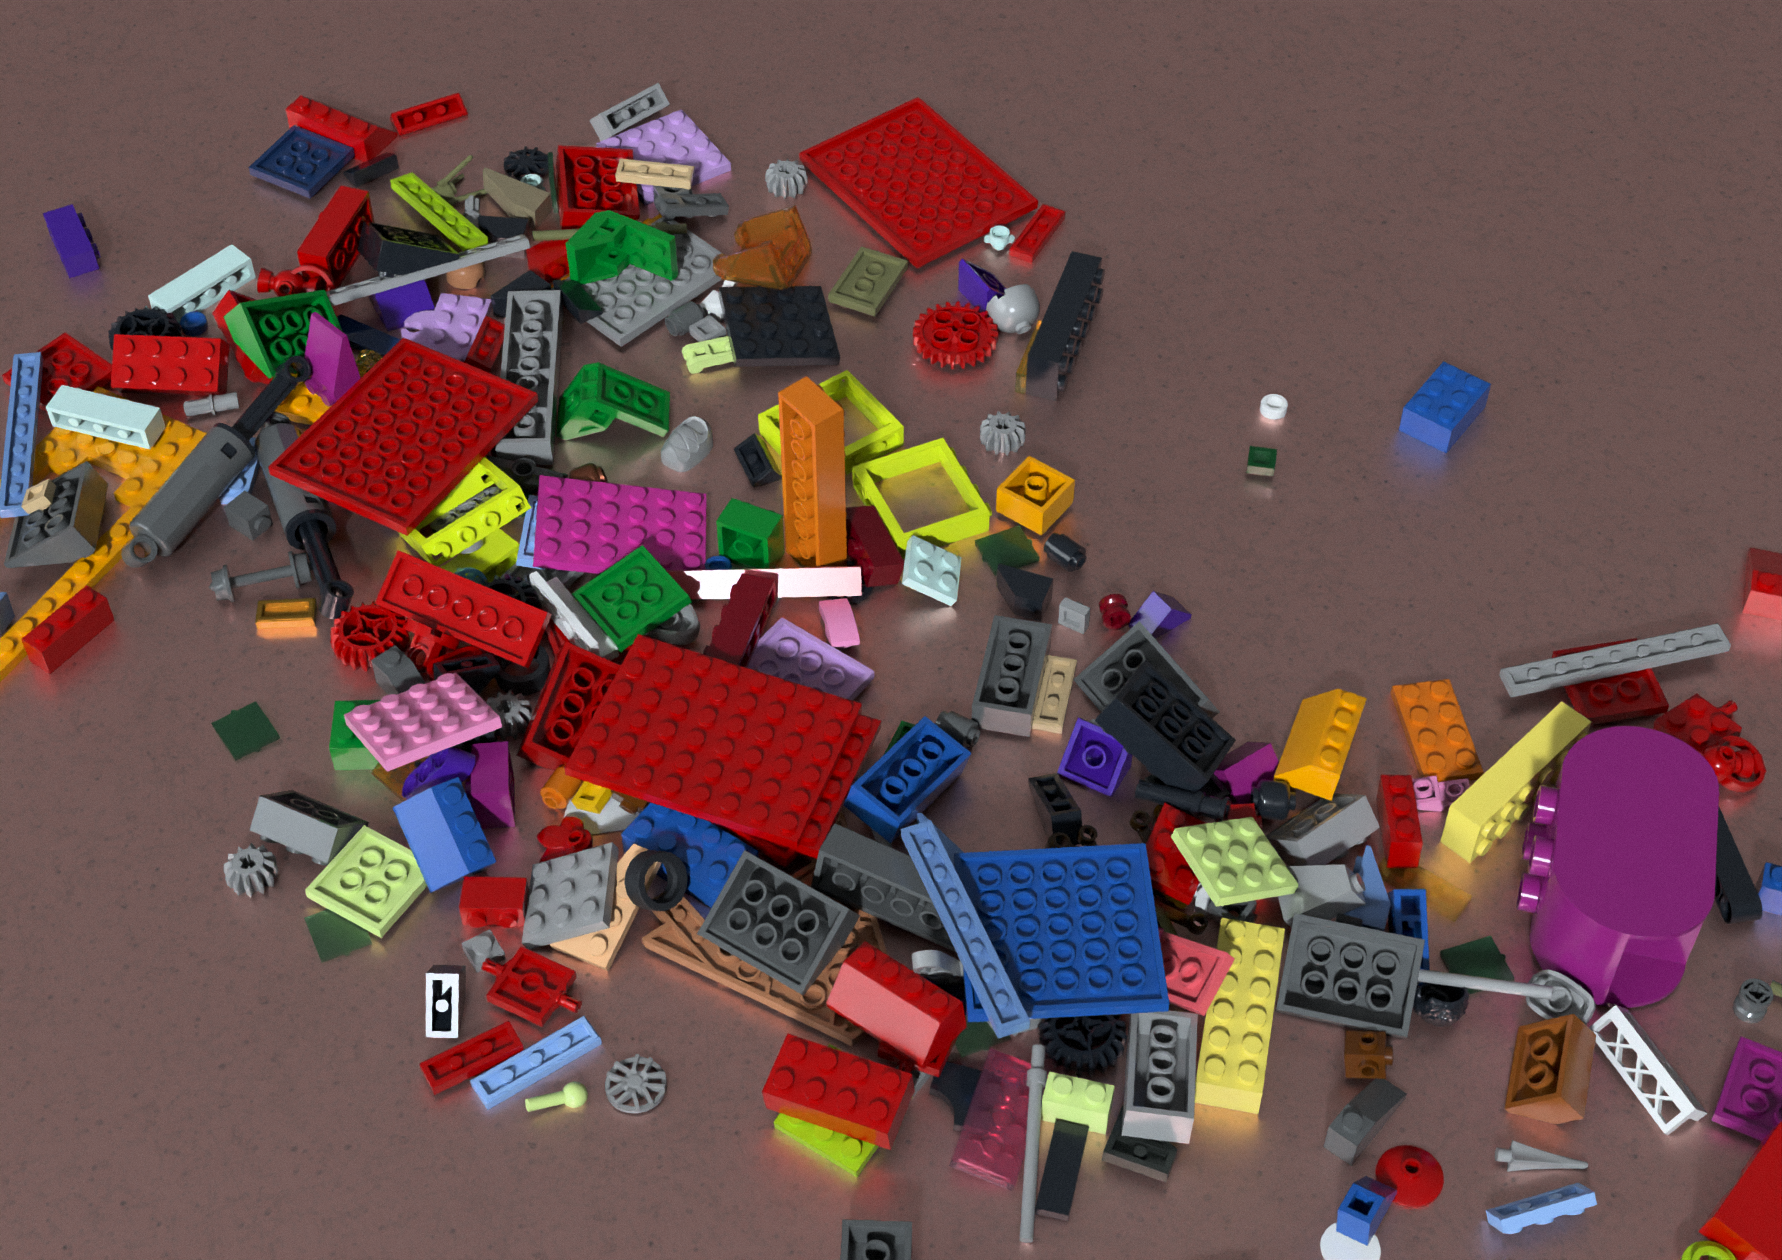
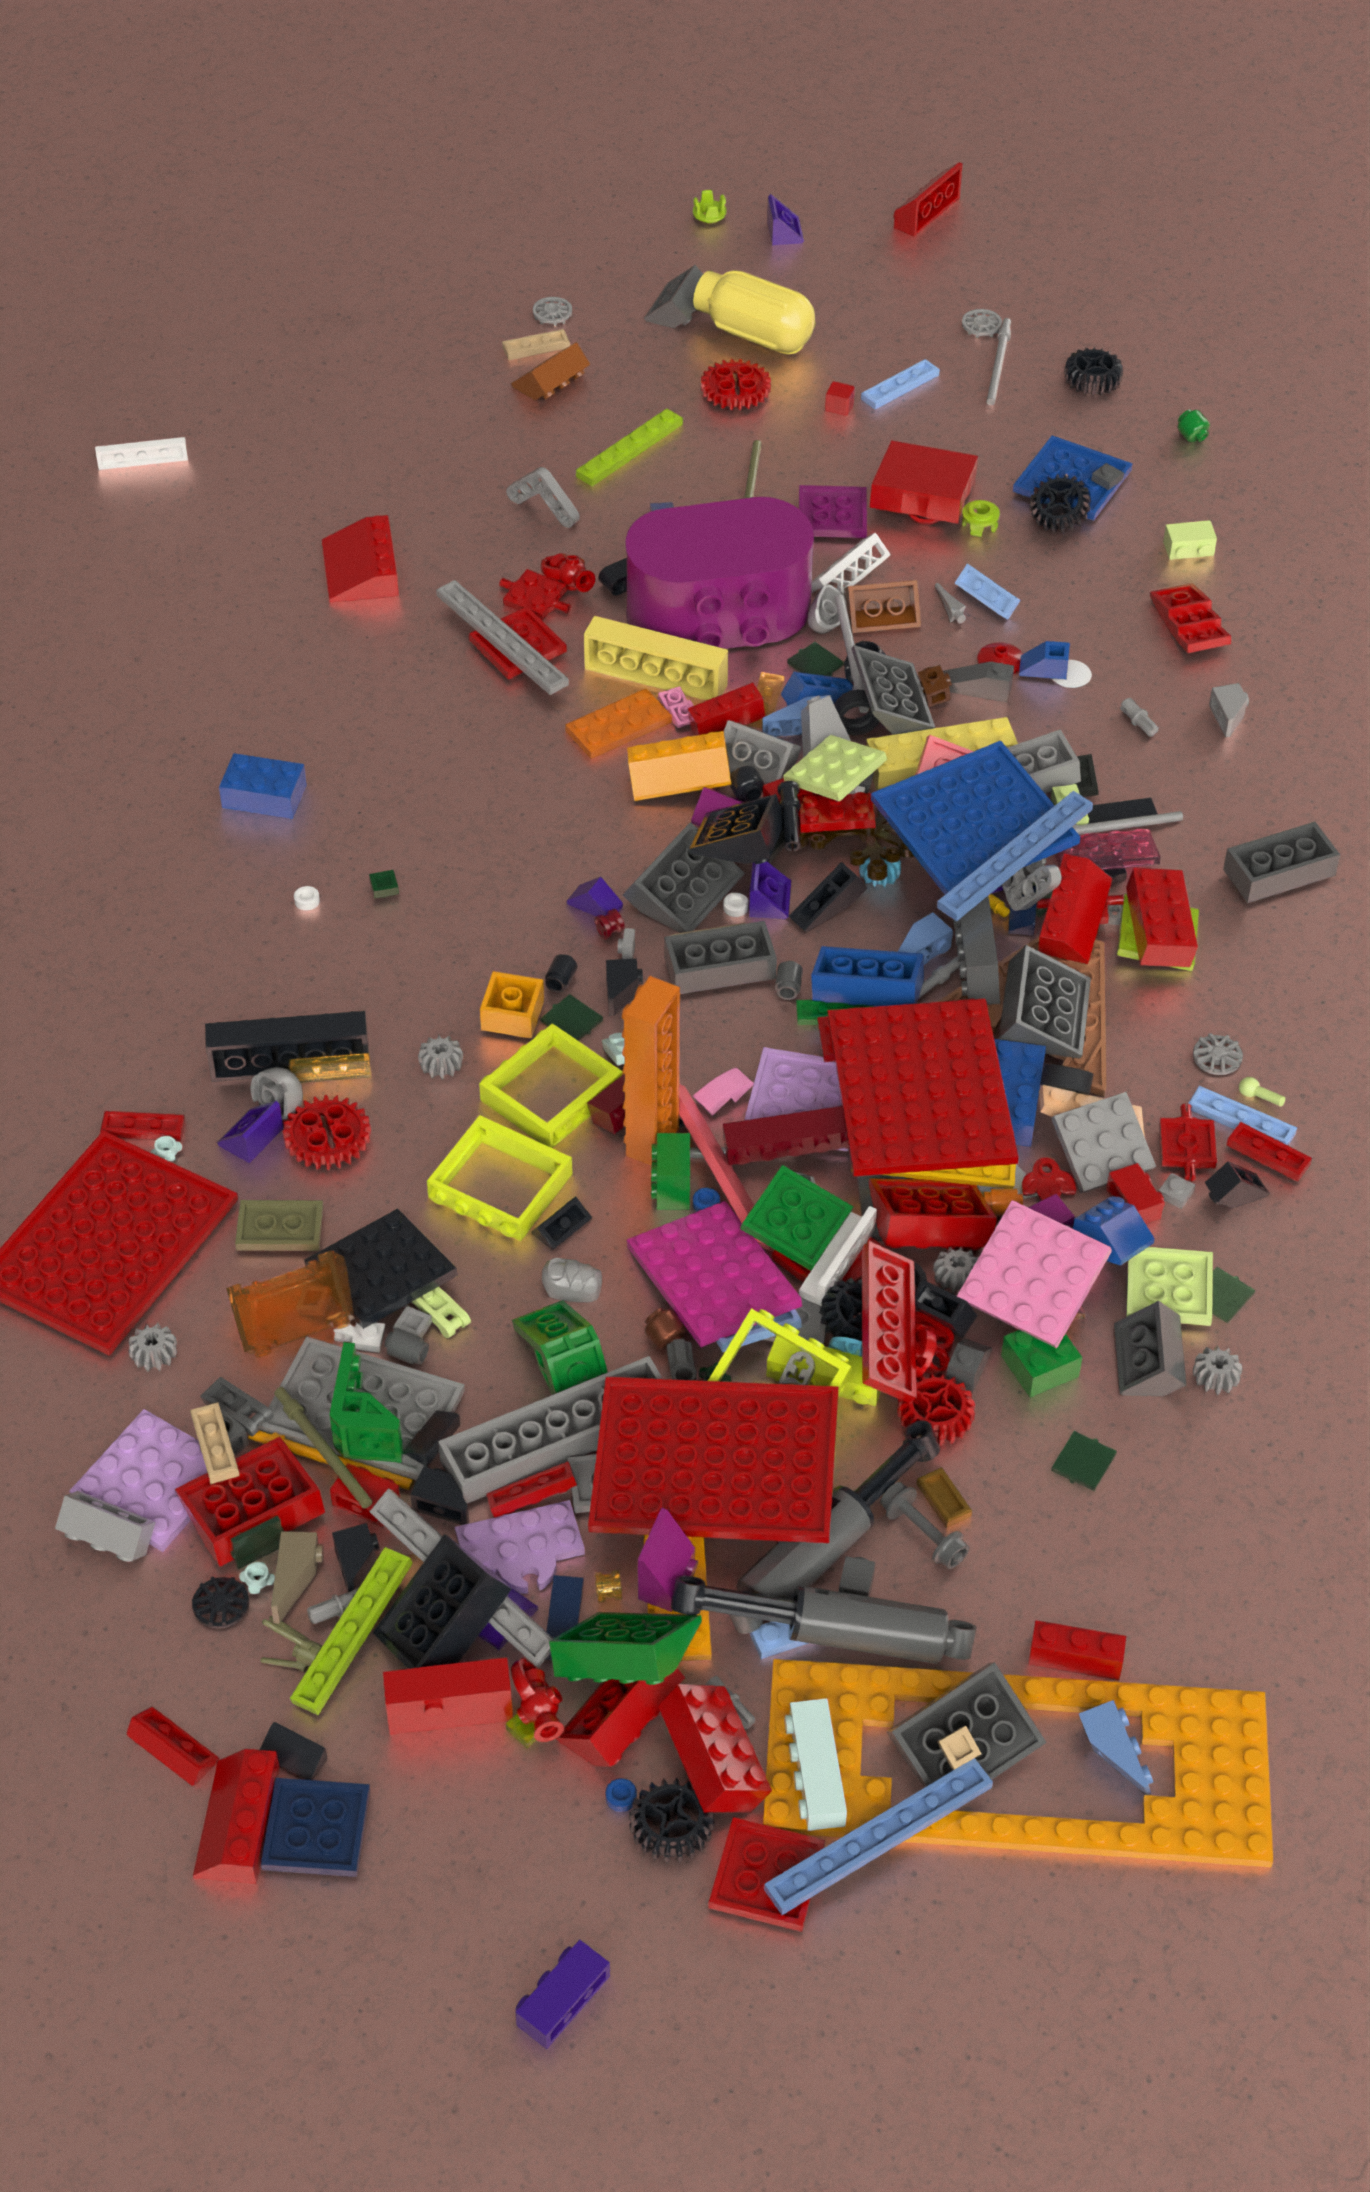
camera: 115 degrees left, 0 degrees up
(204, 283) = (568, 1809): light aqua brick -> none

